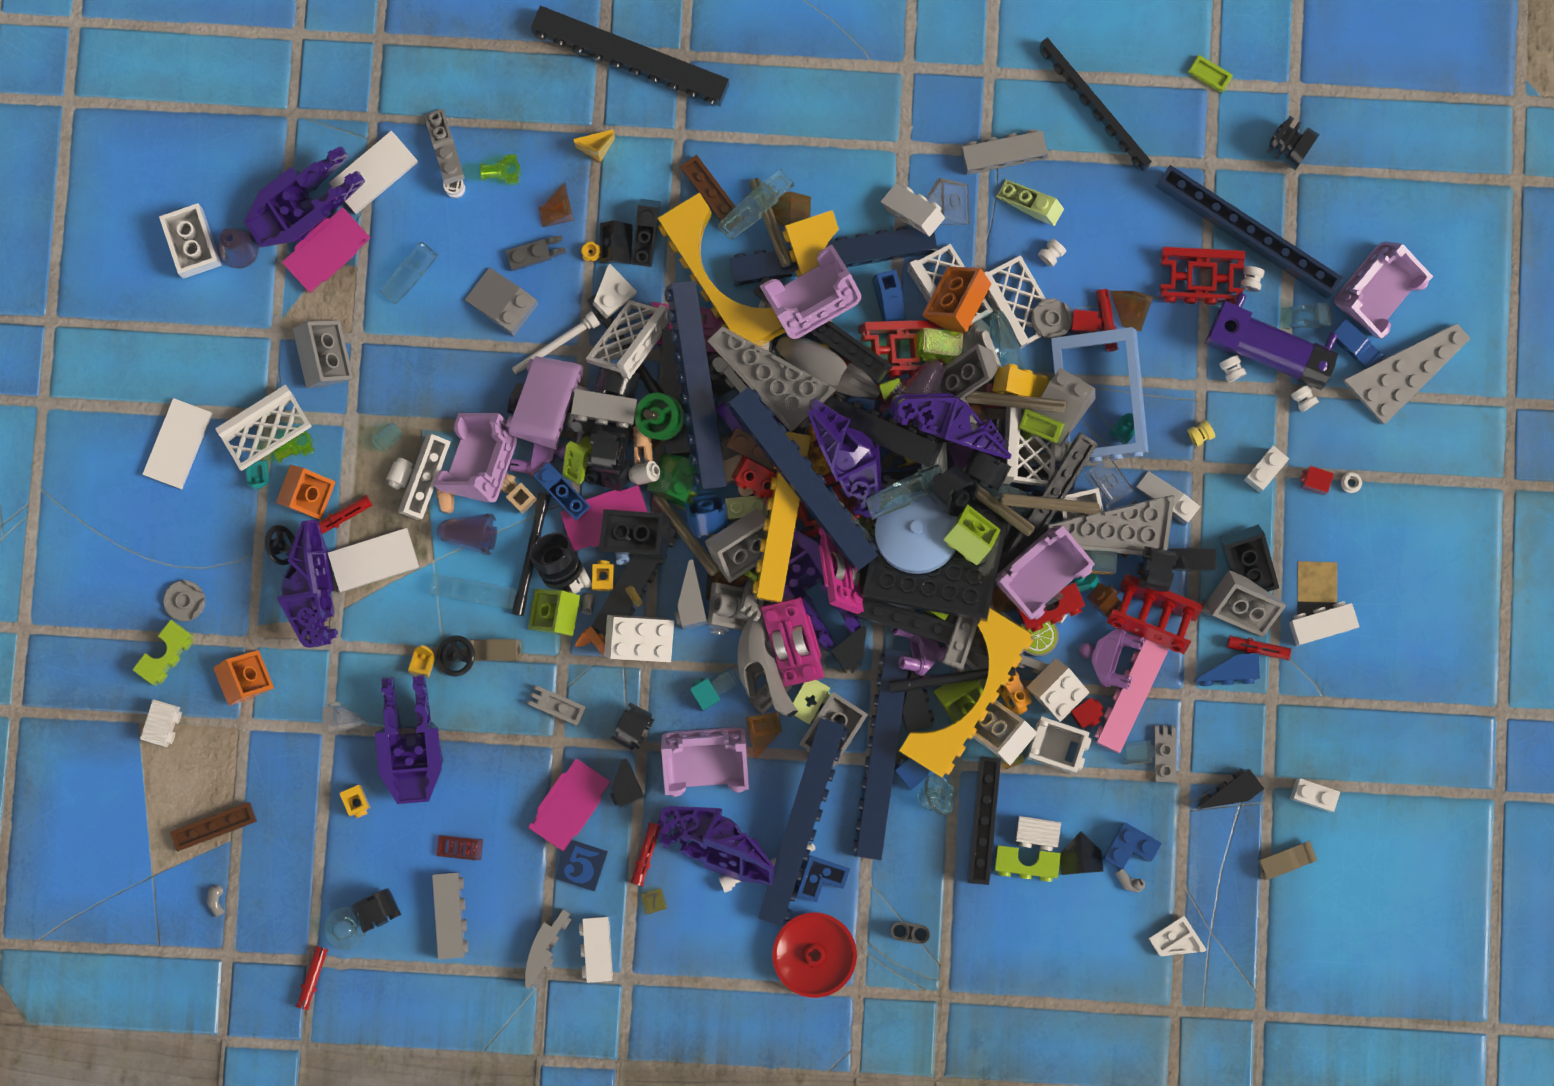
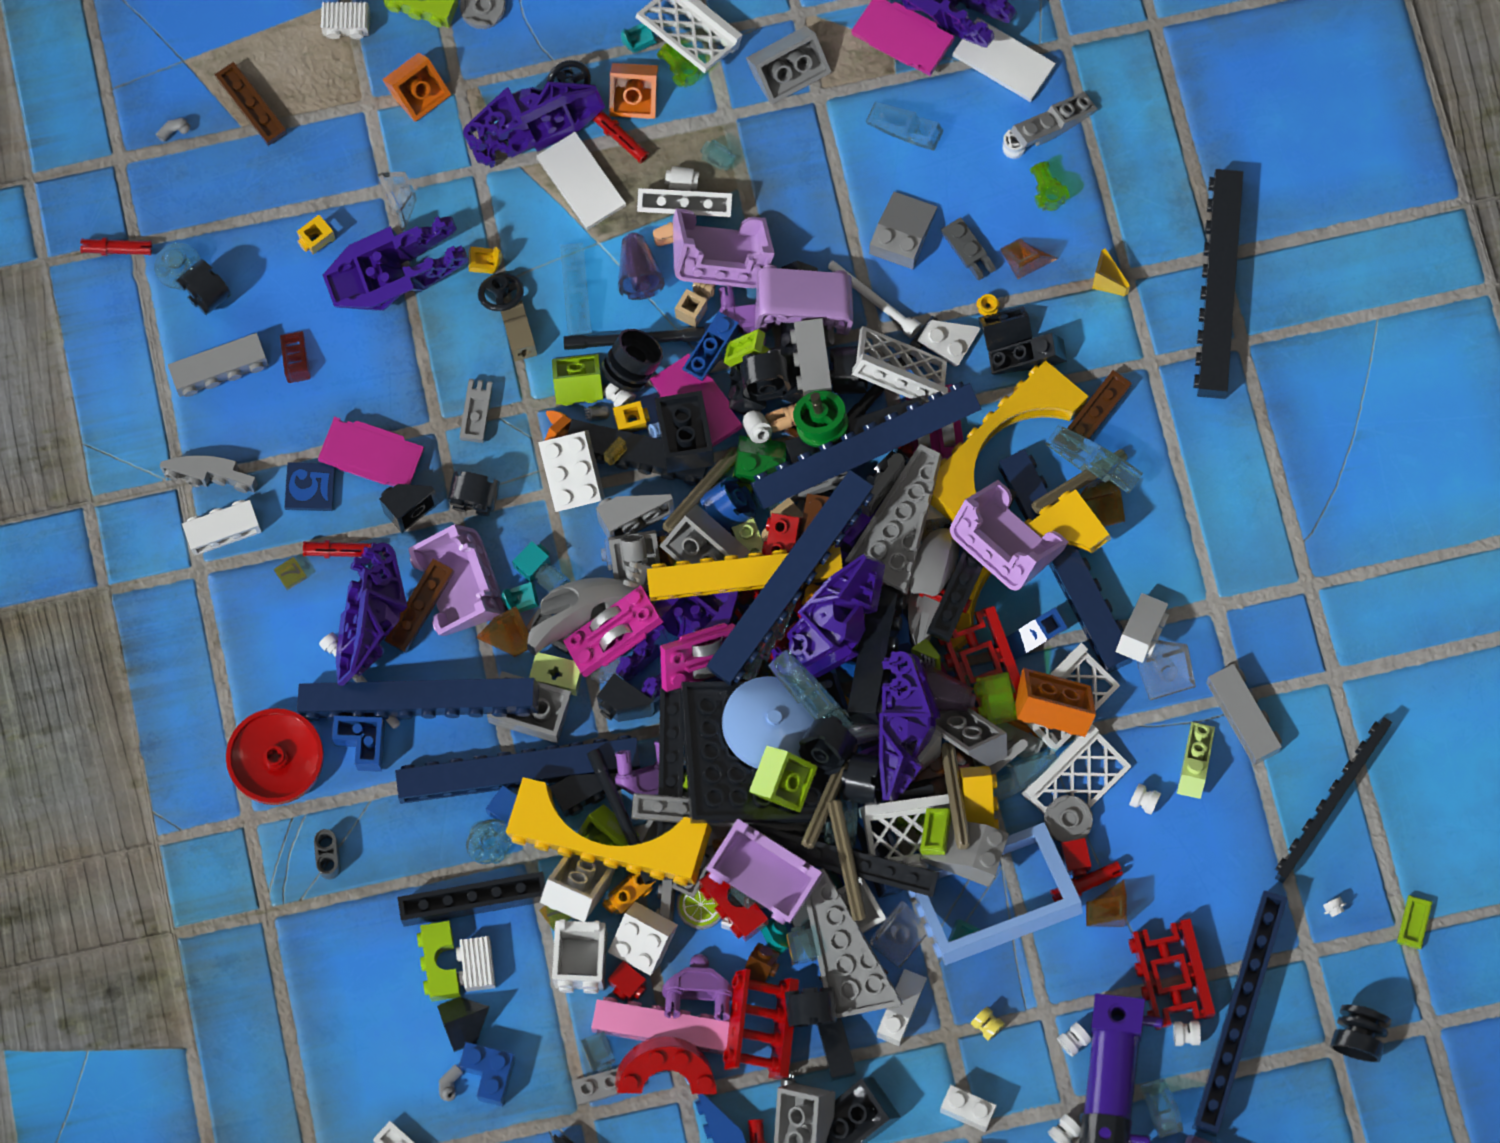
camera: 75 degrees right, 10 degrees down
(714, 796) = (420, 605): none -> reddish brown plate
(734, 712) = (522, 597): none -> teal plate
(1162, 702) = (662, 1055): none -> red brick
(1181, 131) = (1334, 907): none -> white plate

